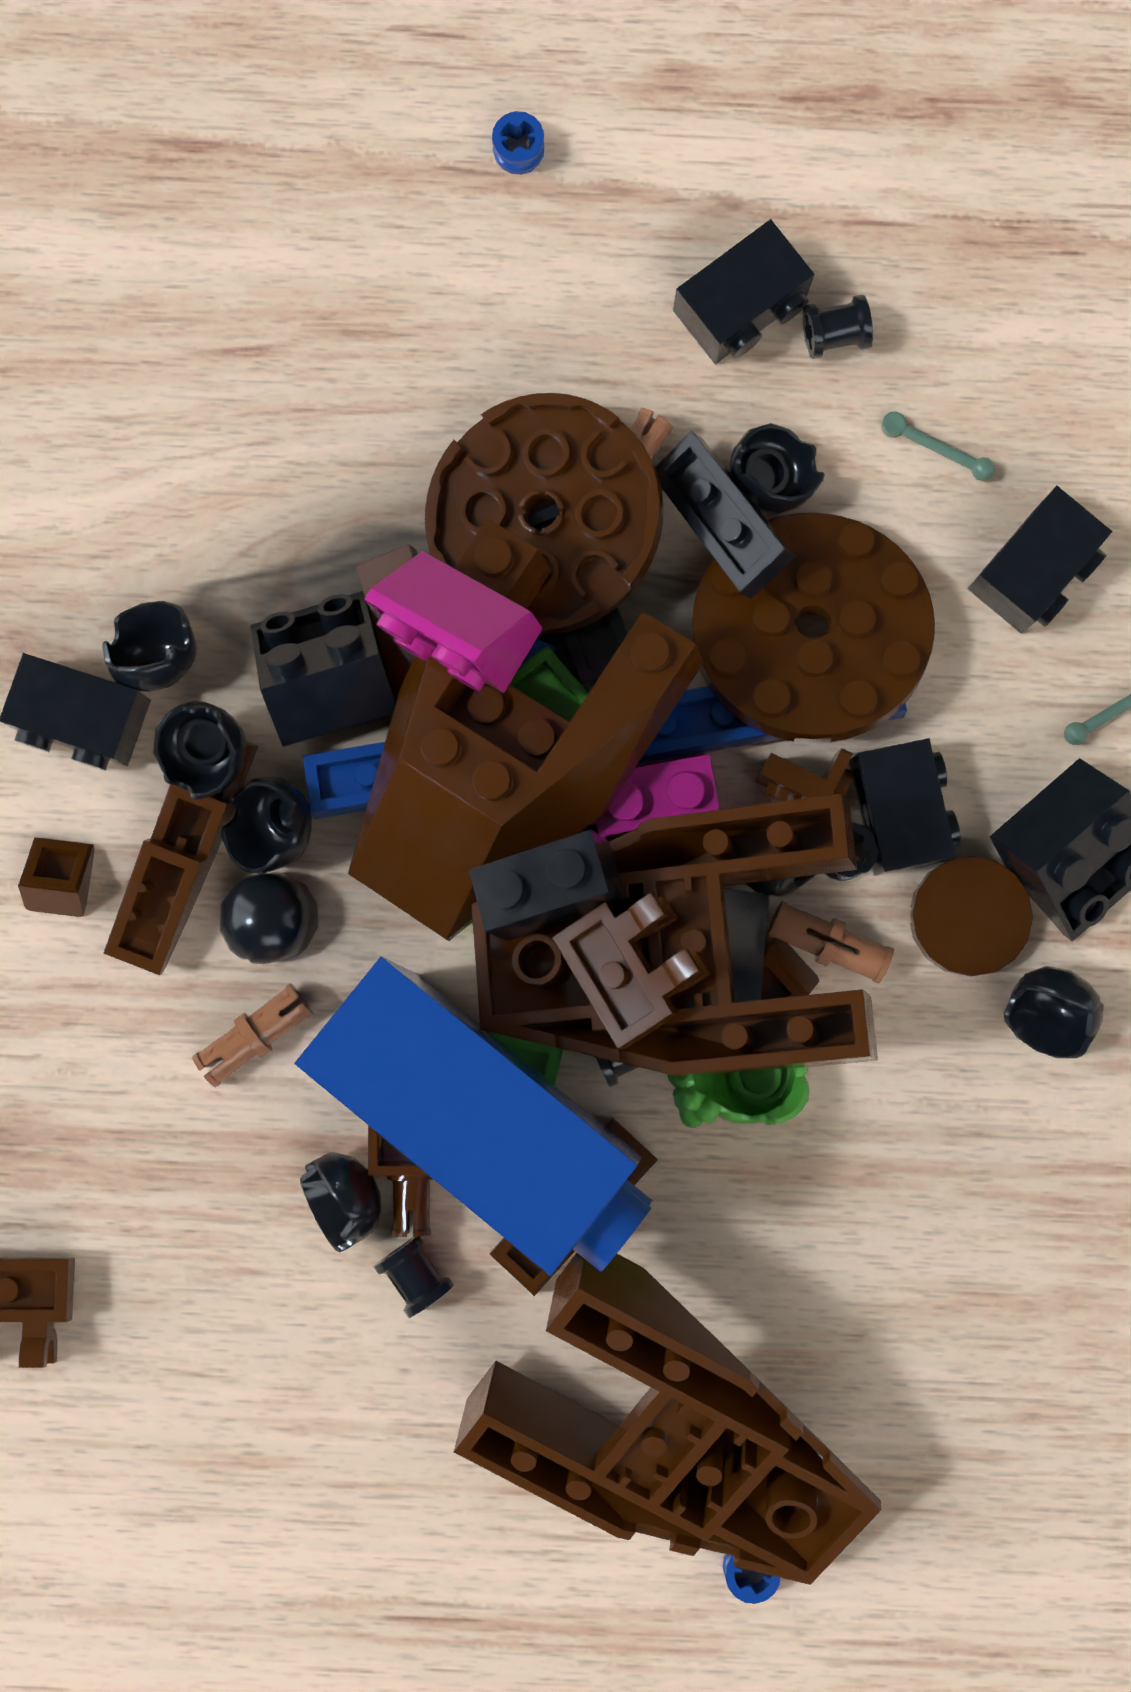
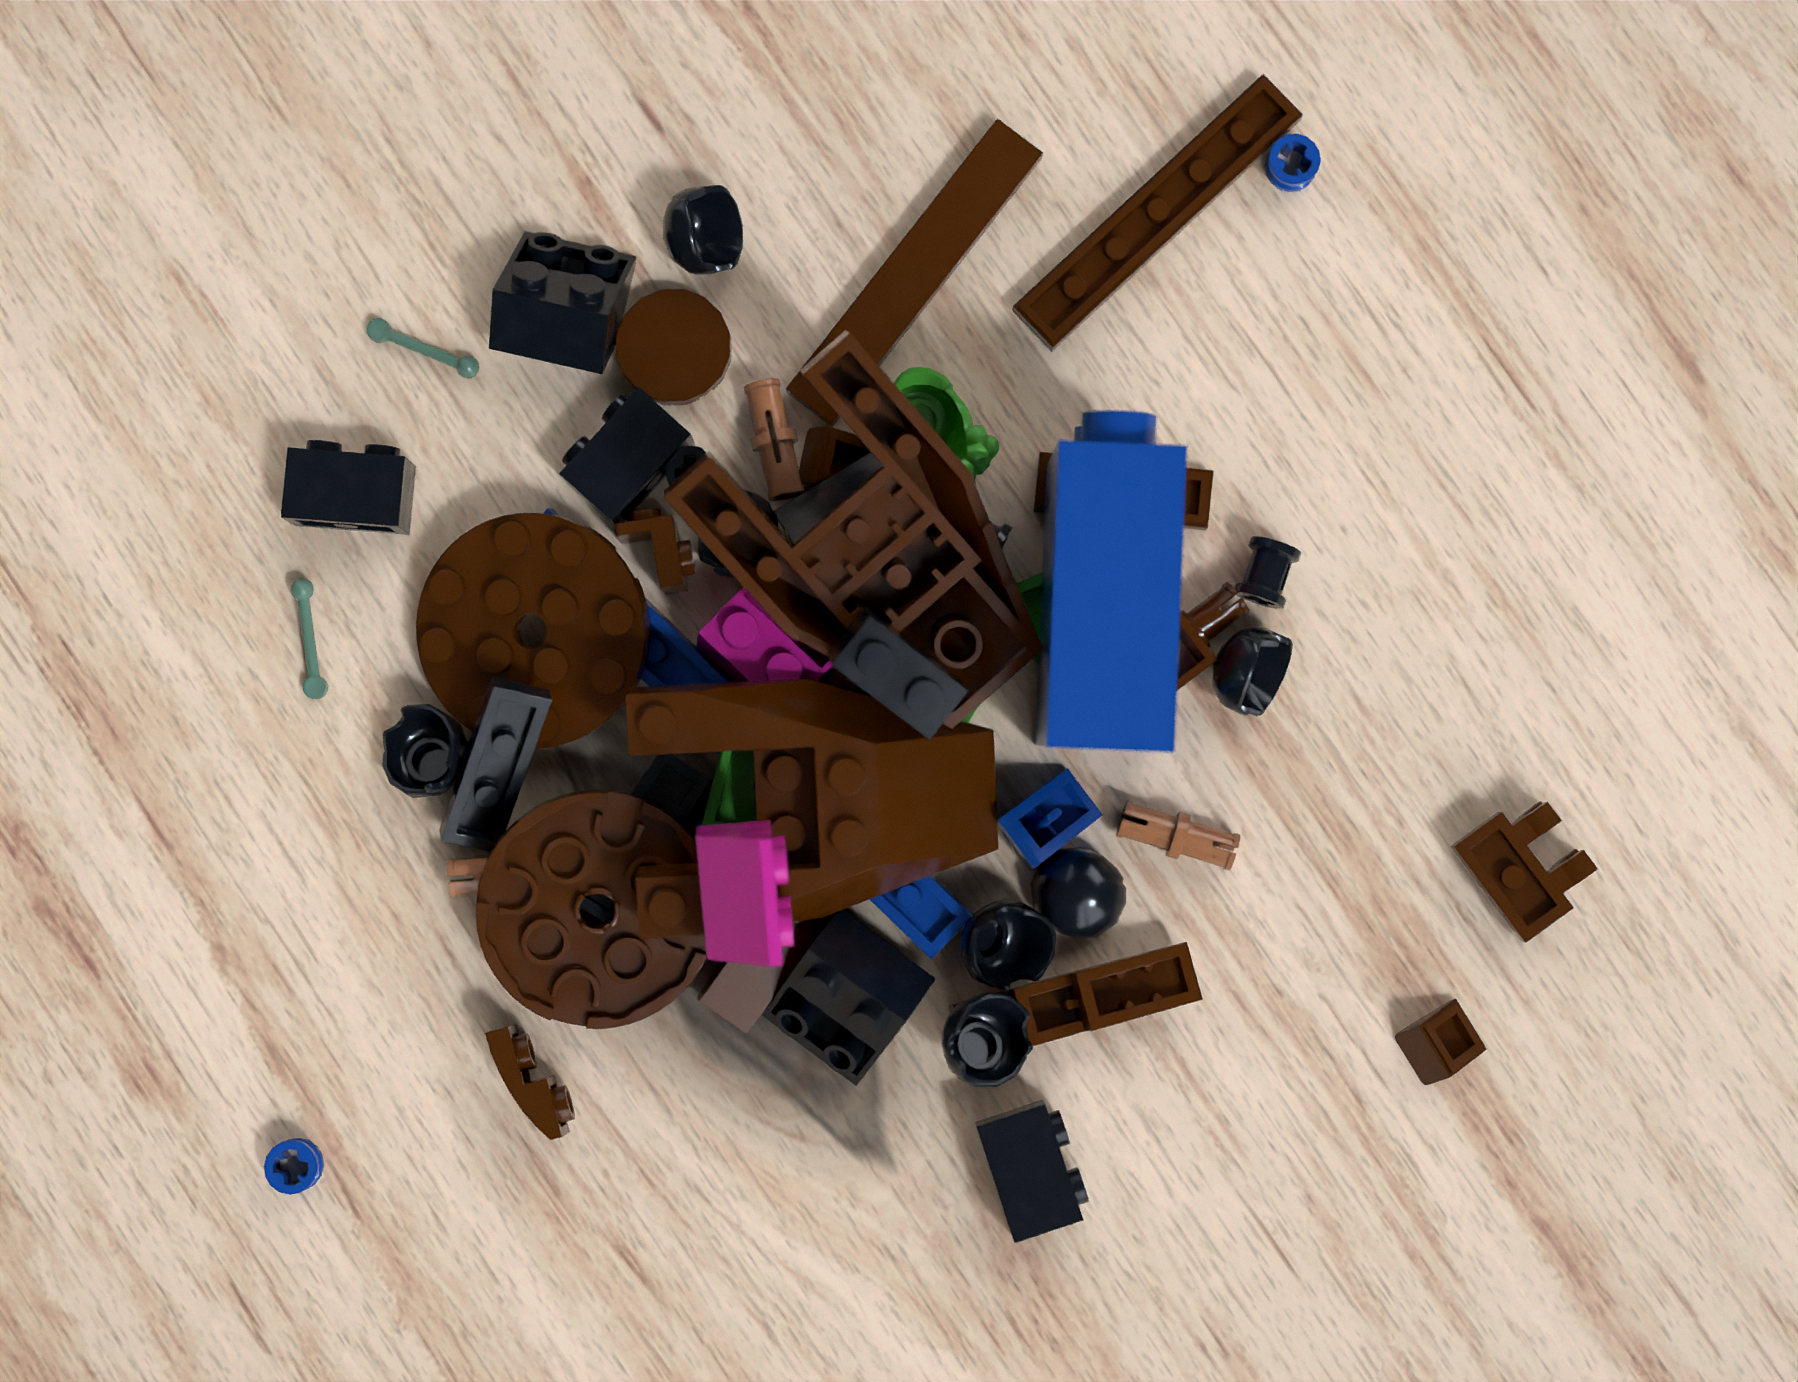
camera: 125 degrees left, 0 degrees up
(57, 877) = (1170, 1087): reddish brown slope -> none
(150, 646) = (933, 1147): black hair -> none
(343, 933) = (1048, 819): none -> blue slope
(428, 362) = (540, 1099): none -> reddish brown slope
(615, 973) = (925, 570): reddish brown plate -> none
(695, 1460) = (1243, 257): reddish brown wedge -> none
(744, 293) = (294, 883): black brick -> none
(788, 1366) = (1157, 212): none -> reddish brown tile
(838, 326) = (267, 787): black bush -> none
(900, 1200) = (929, 252): none -> reddish brown tile

